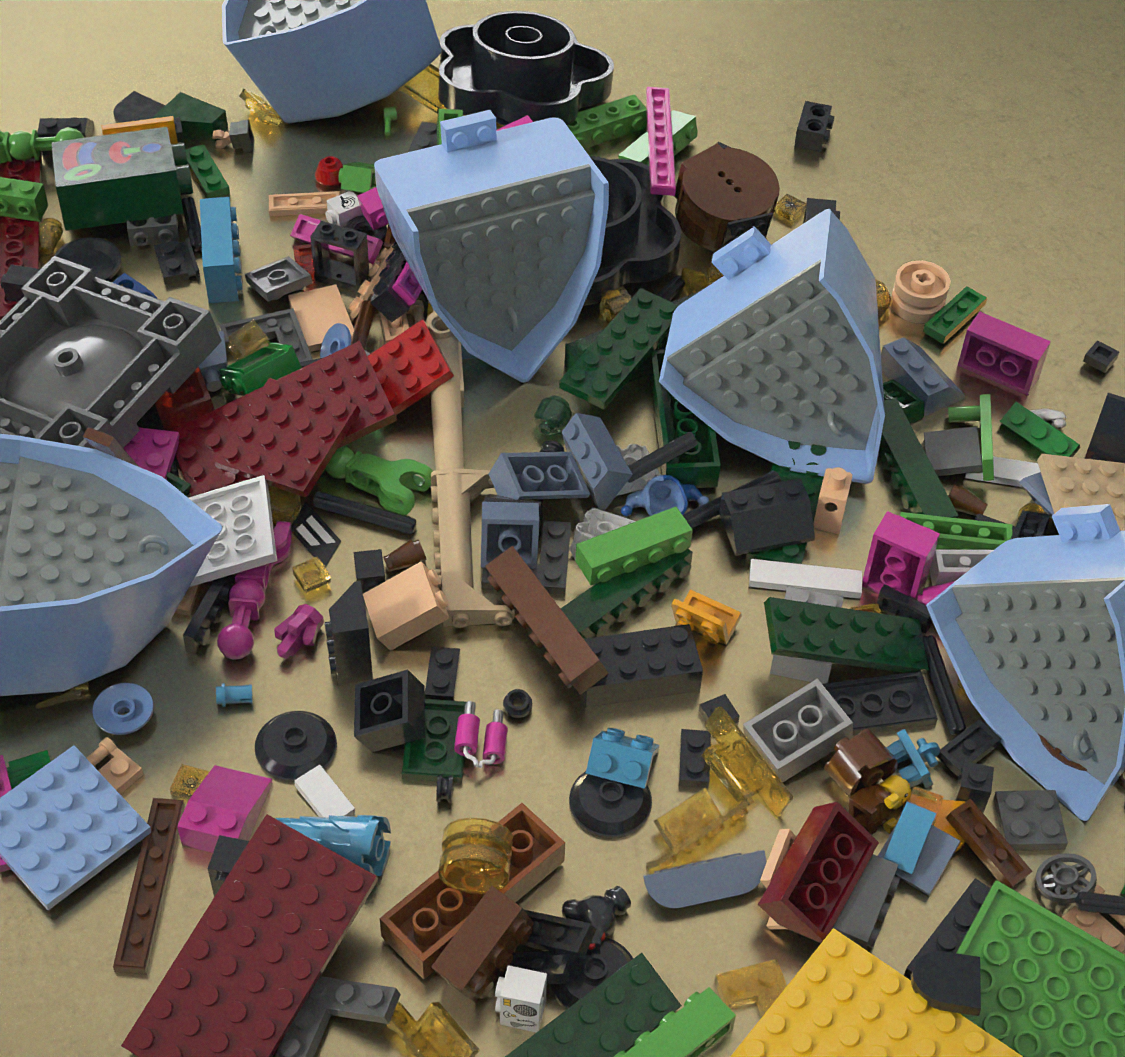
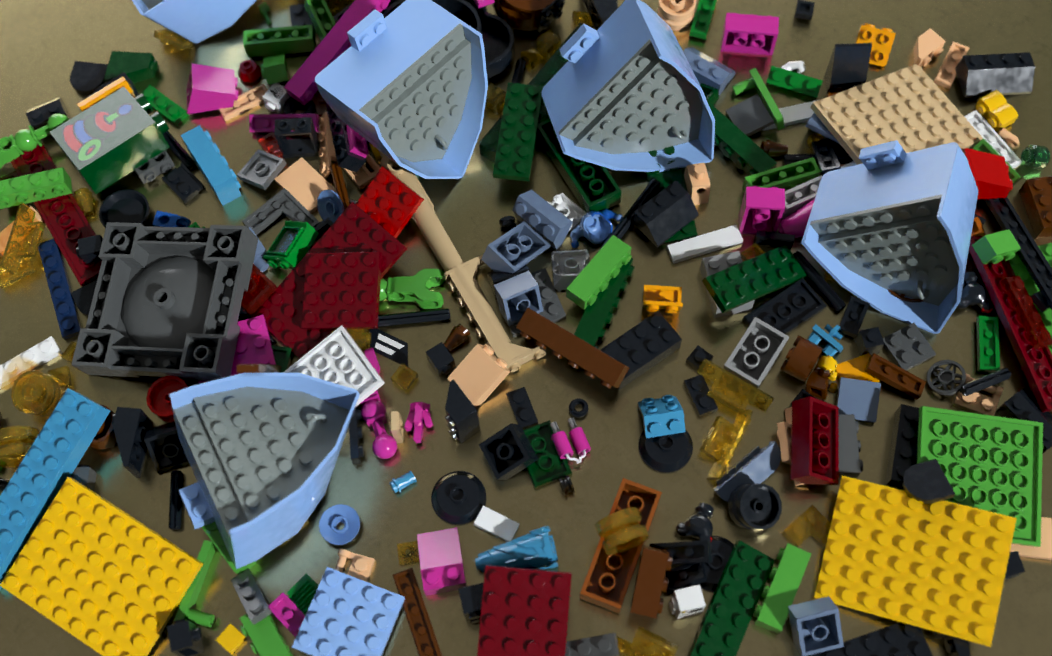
camera: 20 degrees left, 15 degrees up
(239, 135) = (171, 68): pearl dark grey piece -> none
(247, 340) = (270, 227): clear yellow brick -> none
(263, 623) = (396, 427): none -> tan plate
(270, 170) = (210, 88): none -> dark pink slope
(370, 145) = (279, 41): none -> bright green brick
(552, 415) = (494, 196): clear green head -> none
(662, 455) = (584, 200): black axle -> none
(705, 921) = (754, 506): none -> black wheel
(910, 836) = (853, 394): dark azure slope -> none
(926, 800) = (848, 367): clear yellow tile -> none

